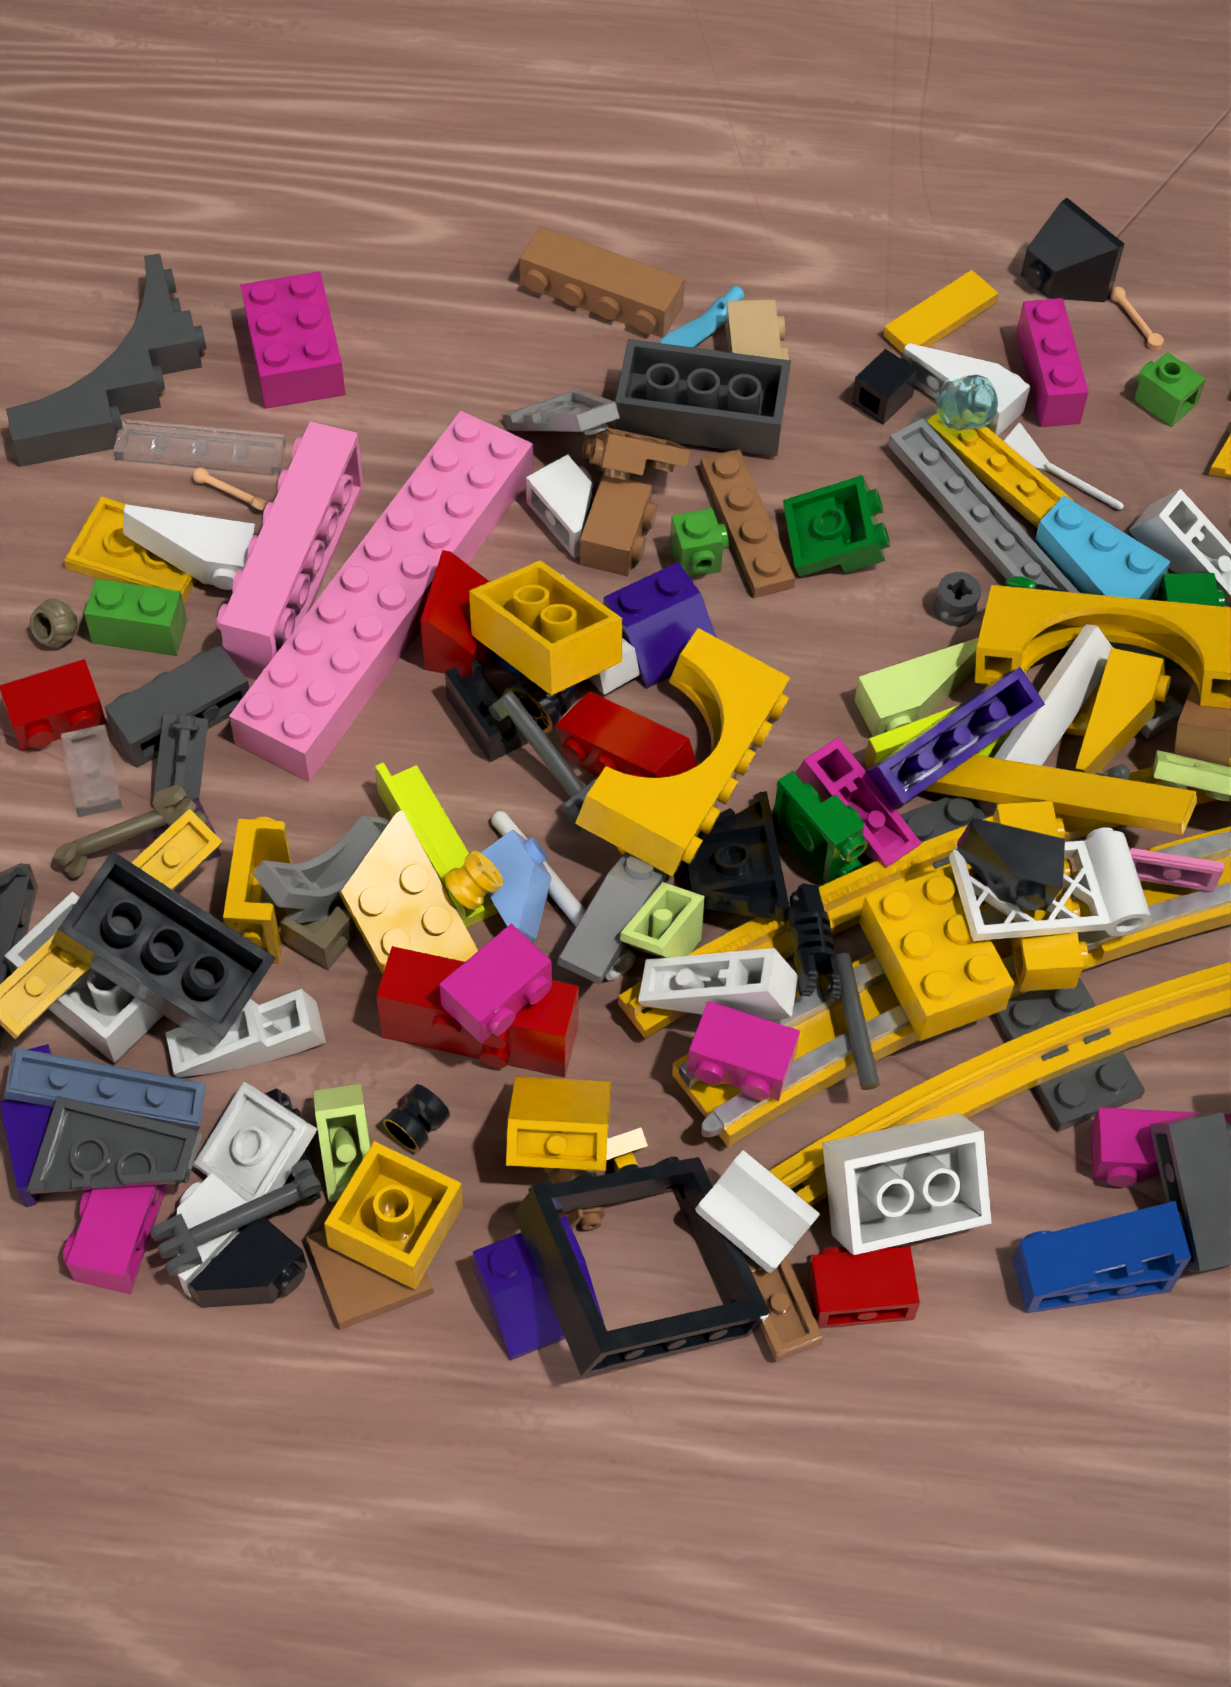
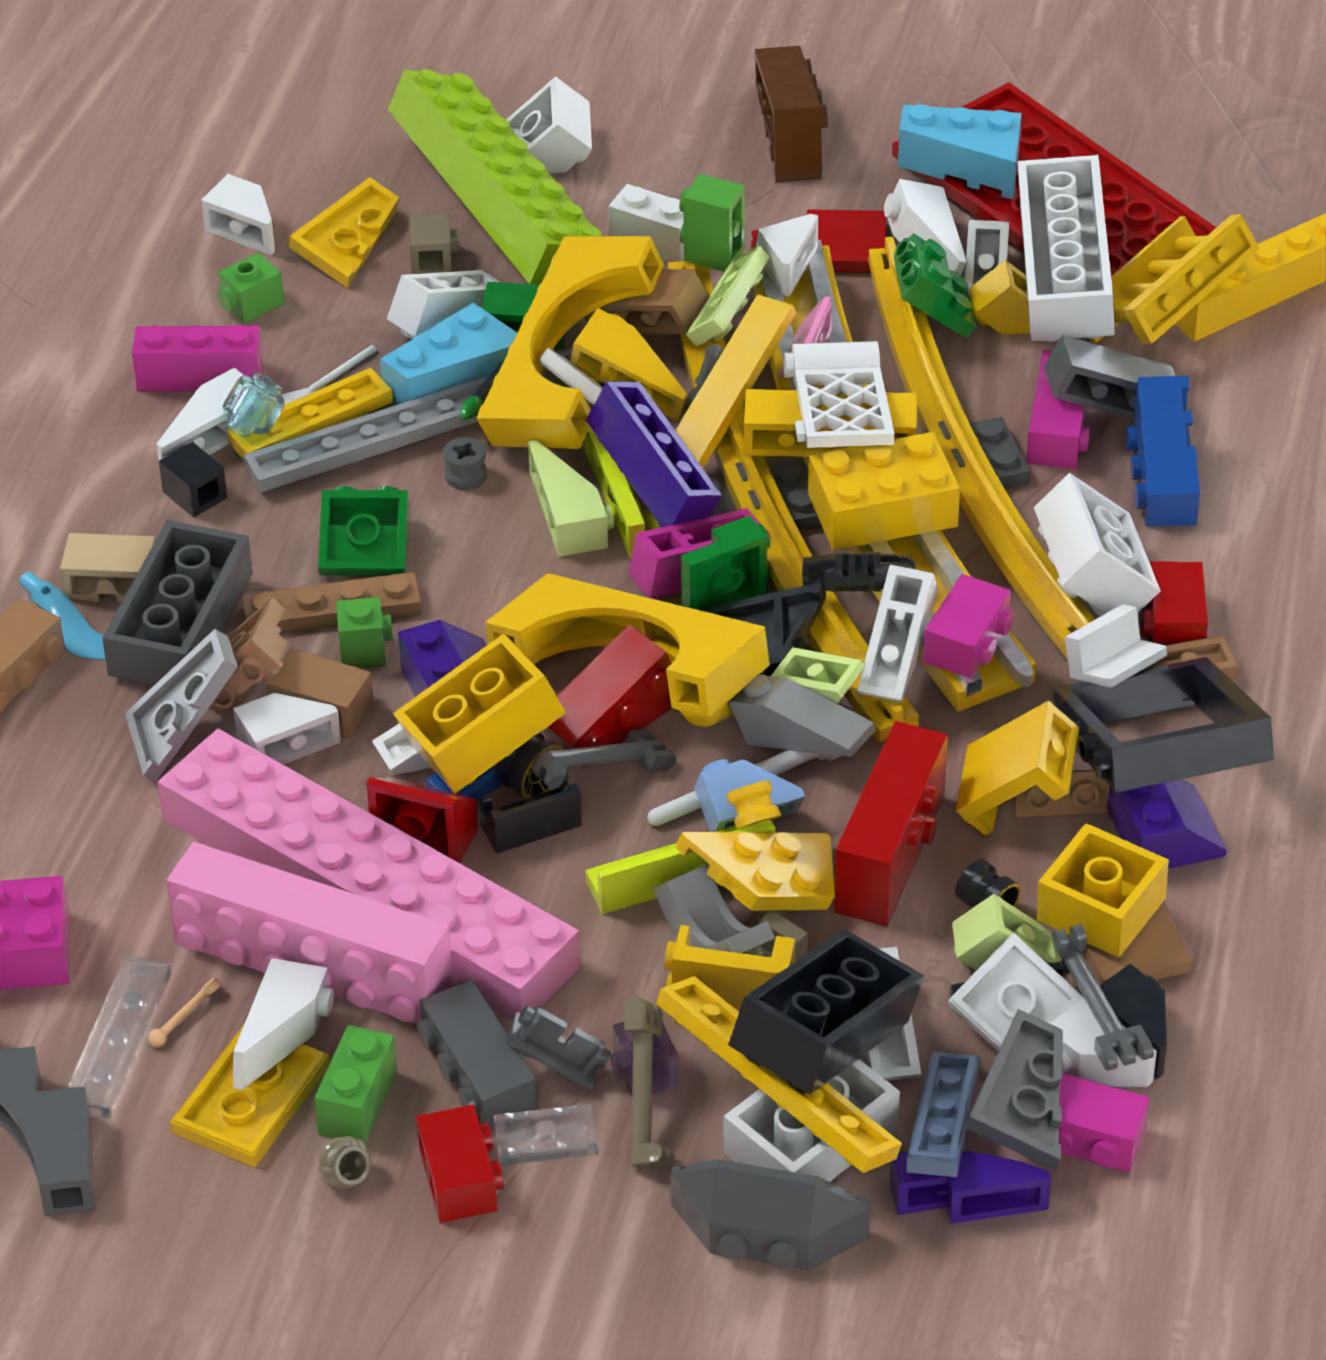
camera: 80 degrees left, 15 degrees down
(496, 984) = (898, 761): dark pink brick -> none
(856, 1024) = (956, 558): dark grey bar -> none
(941, 312) = (102, 435): yellow tile -> none
(1015, 862) = (835, 392): black slope -> none
(1073, 257) = (74, 317): black slope -> none
(1154, 340) = (177, 297): light nougat hinge -> none

